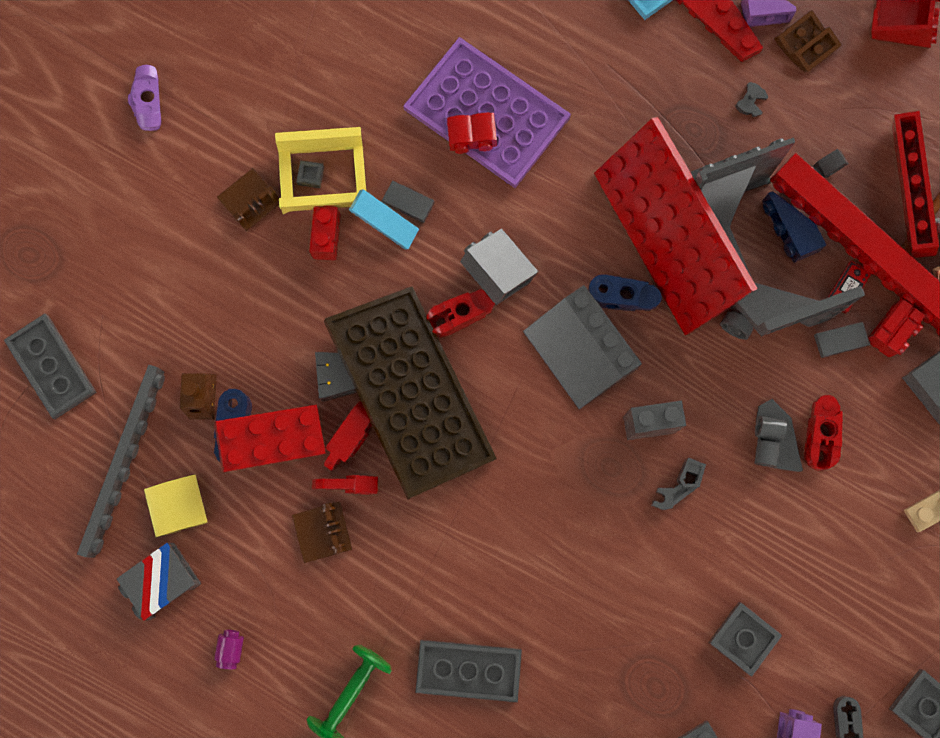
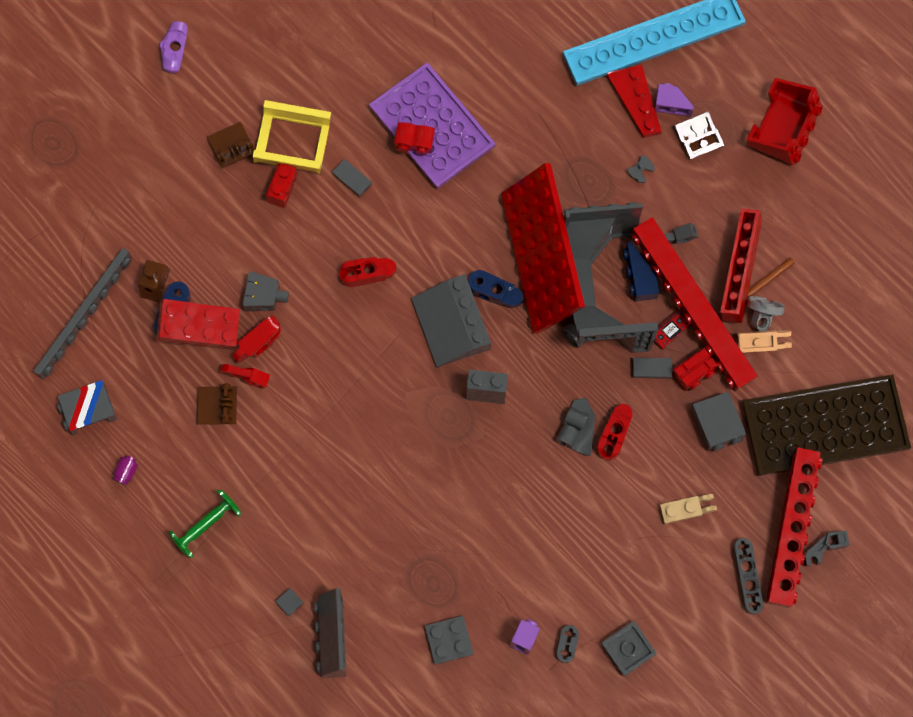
camera: 10 degrees right, 5 degrees down
(50, 366) = (47, 230): dark grey tile -> none
(175, 505) = (113, 357): light yellow slope -> none
(310, 174) = (283, 137): dark grey tile -> none
(383, 219) = (329, 186): medium azure tile -> none
(409, 391) = (312, 318): dark brown plate -> none
(468, 671) = (297, 533): dark grey tile -> none
(498, 266) = (405, 243): brick -> none
(676, 494) = (494, 446): dark grey piece -> none
(745, 639) = (509, 564): dark grey plate -> none

